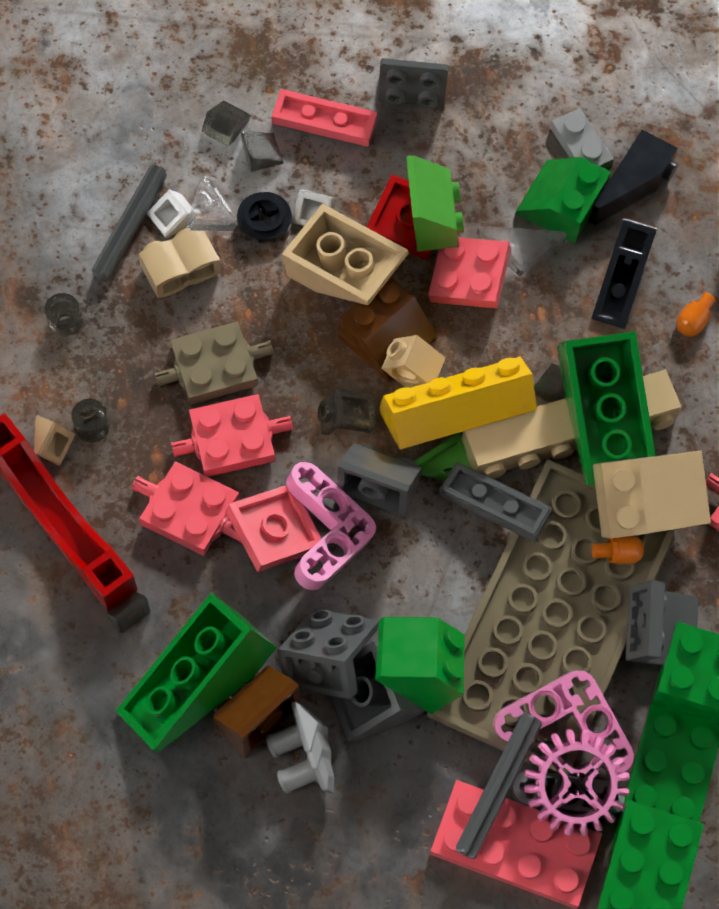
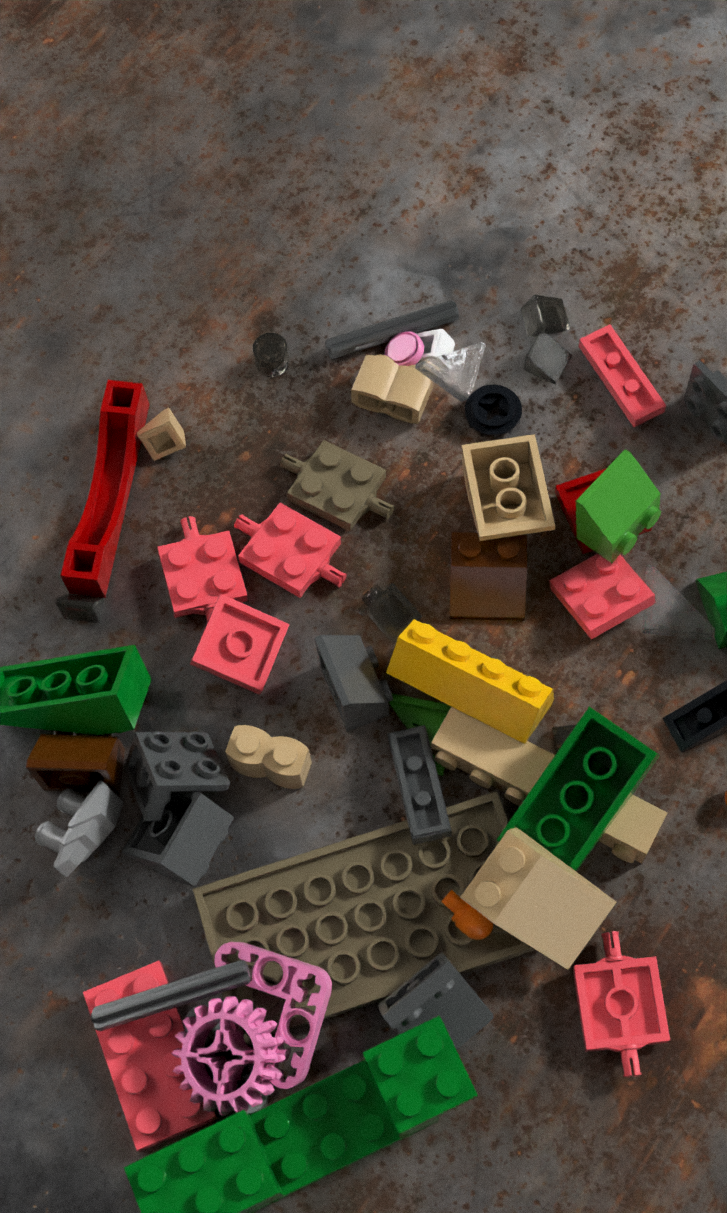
camera: 55 degrees right, 0 degrees up
(94, 428) = (205, 455): clear smoke wheel -> none
(155, 226) = (405, 348): none -> bright pink piece
(308, 204) = (546, 434): white slope -> none
(340, 523) = (289, 686): bright pink beam -> none
(387, 578) = (277, 758): none -> tan brick
(412, 361) = (475, 617): tan brick -> none
(421, 660) = (220, 842): green slope -> none

